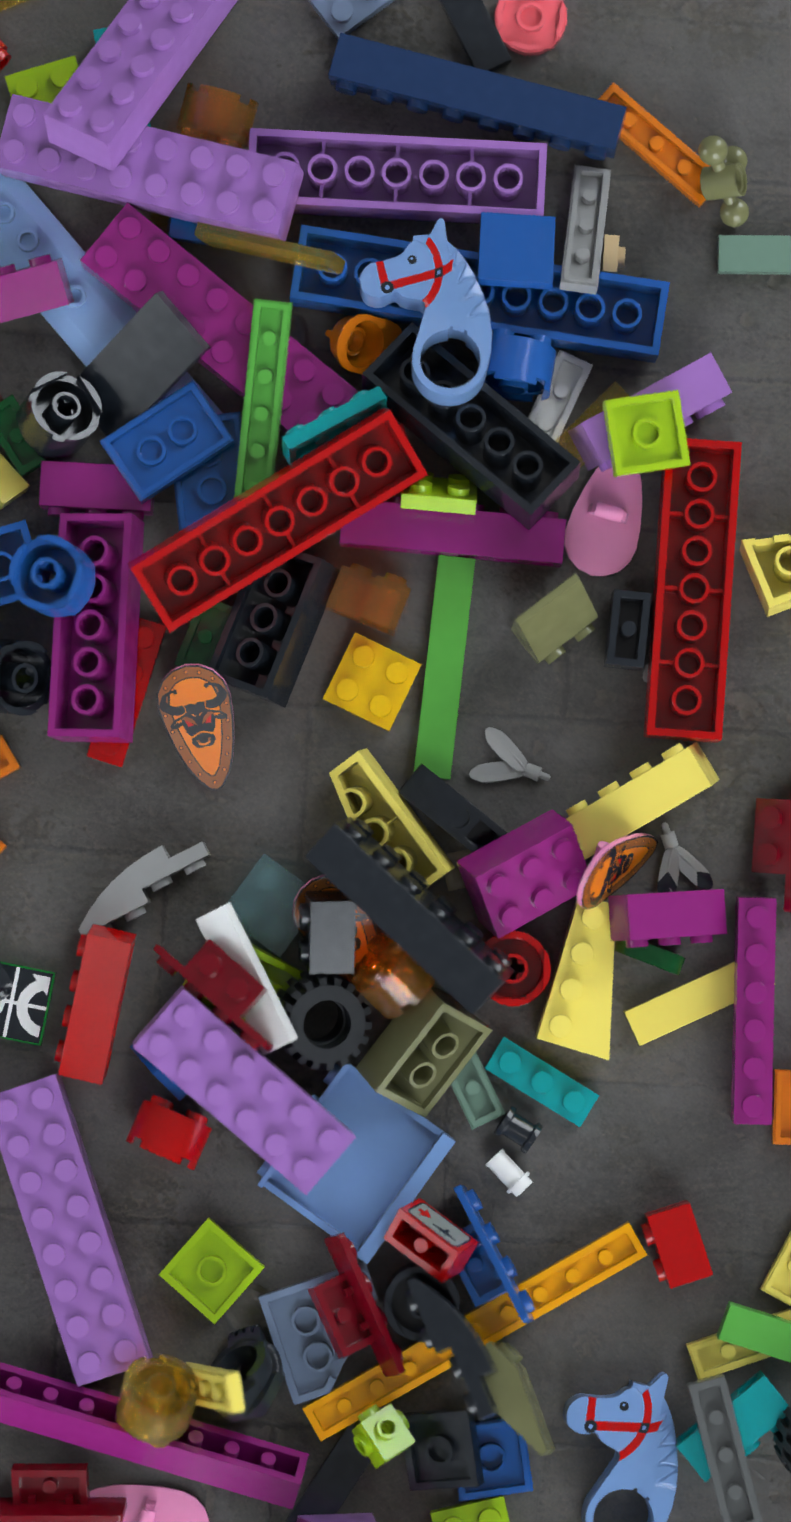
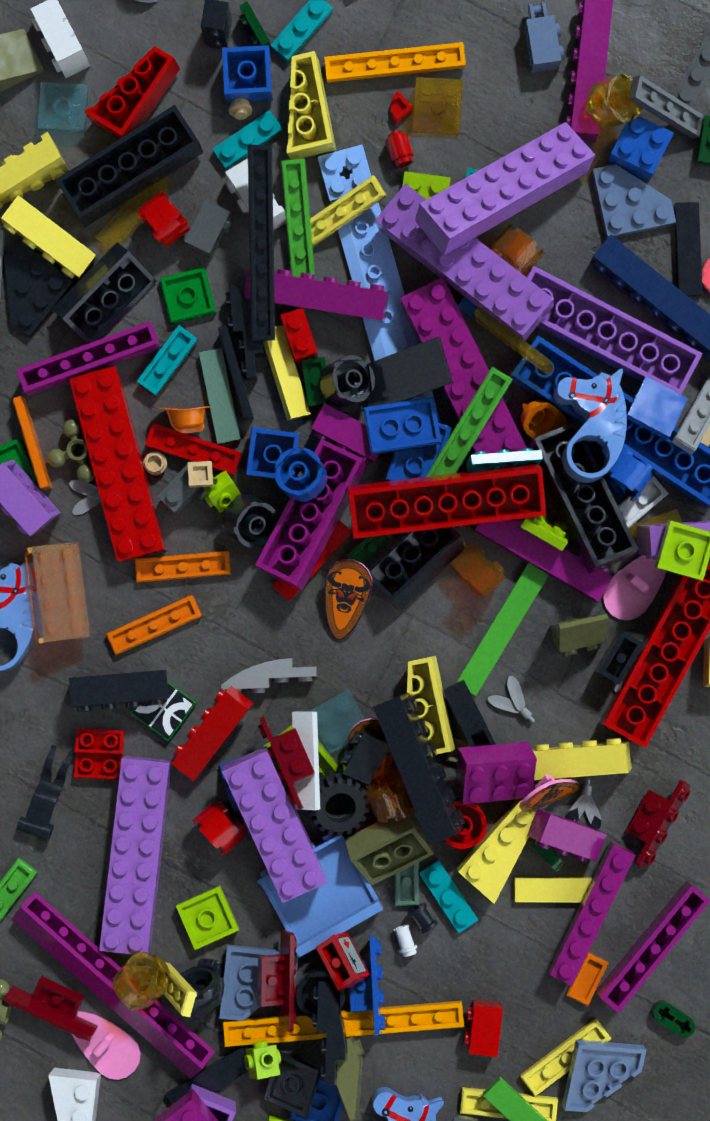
camera: 25 degrees right, 0 degrees up
(372, 682) = (456, 618): yellow plate -> none

